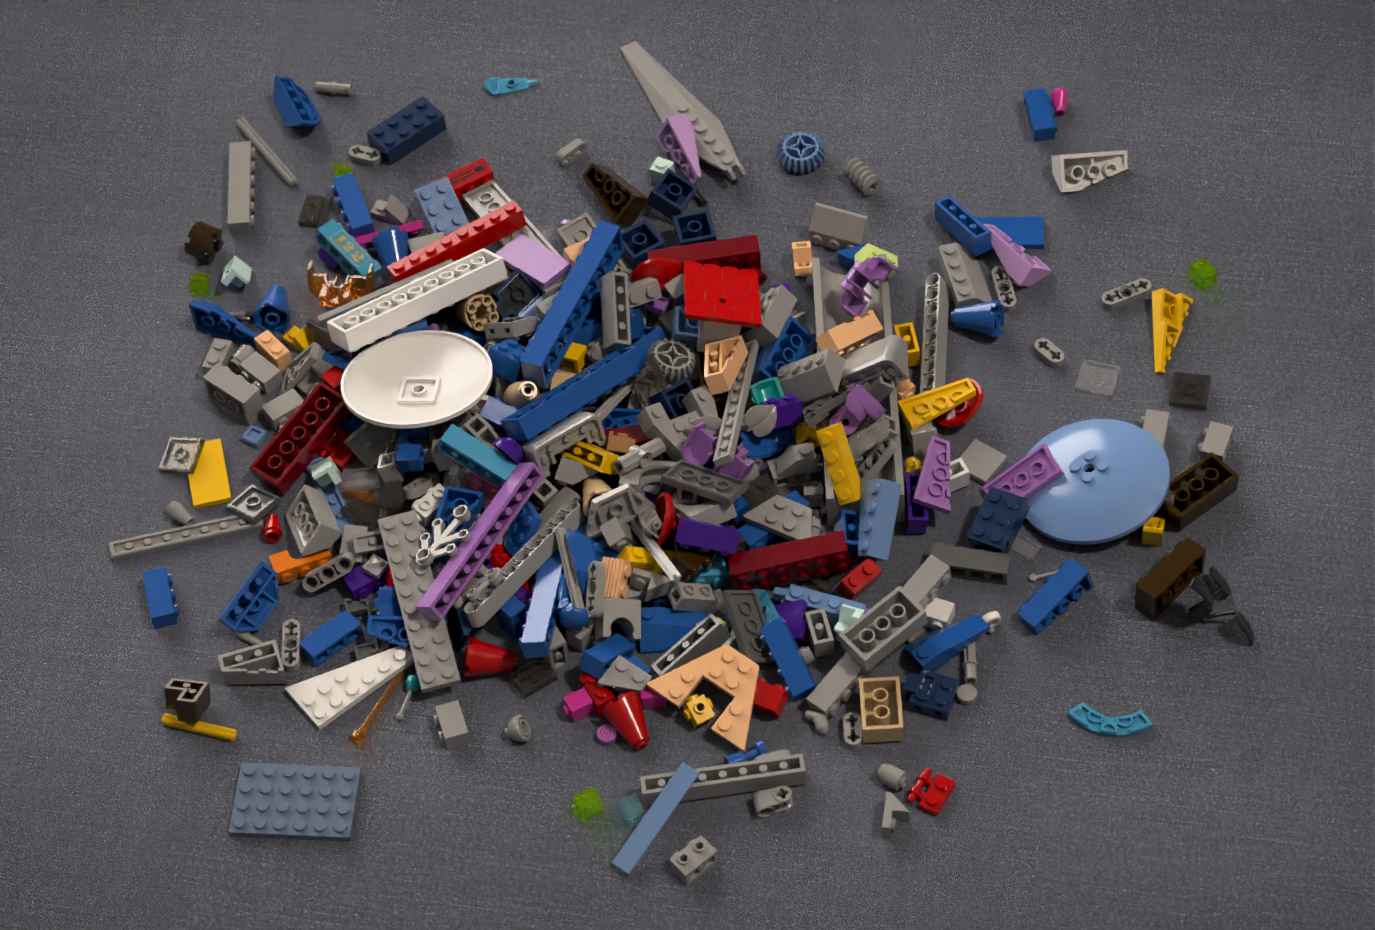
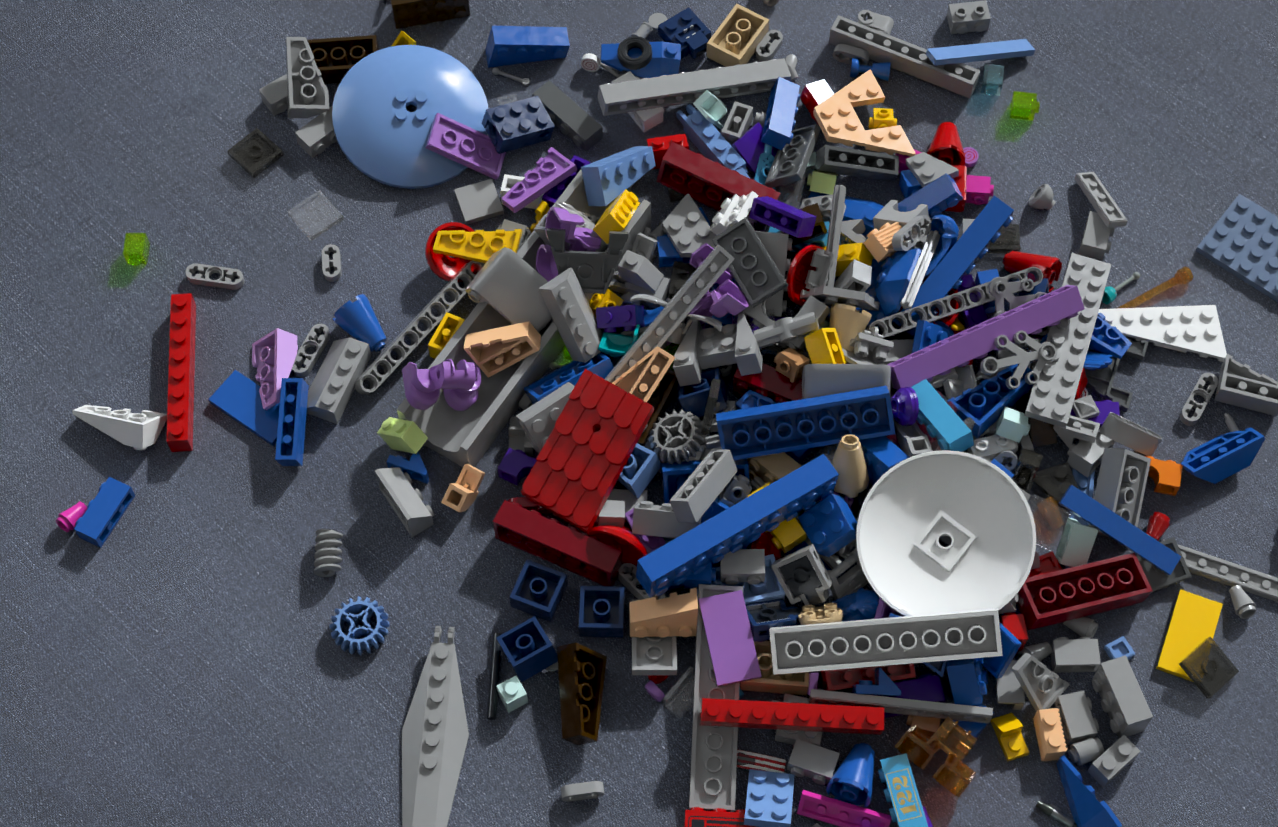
camera: 150 degrees left, 10 degrees up
(273, 311) = (1020, 788): blue cone -> none
(296, 487) = (1120, 530): none -> blue tile
(321, 335) = (994, 690): black tile -> none
(331, 638) = (1160, 378): blue brick -> none
(425, 512) = (1012, 424): none -> light aqua brick
(465, 750) = (1101, 199): none -> light grey tile
(567, 487) = (871, 342): none -> light grey hips
(678, 140) = (467, 710): lavender wedge -> none
(753, 530) = (732, 212): none -> white plate
(849, 522) = (649, 188): blue brick -> none
(883, 628) = (696, 65): light grey brick -> none
(951, 617) = (634, 63): none -> black tyre
(1079, 218) = (181, 373): none -> red brick
(1168, 316) = (202, 232): yellow wedge -> none
(1196, 439) = (305, 87): none -> light grey wedge

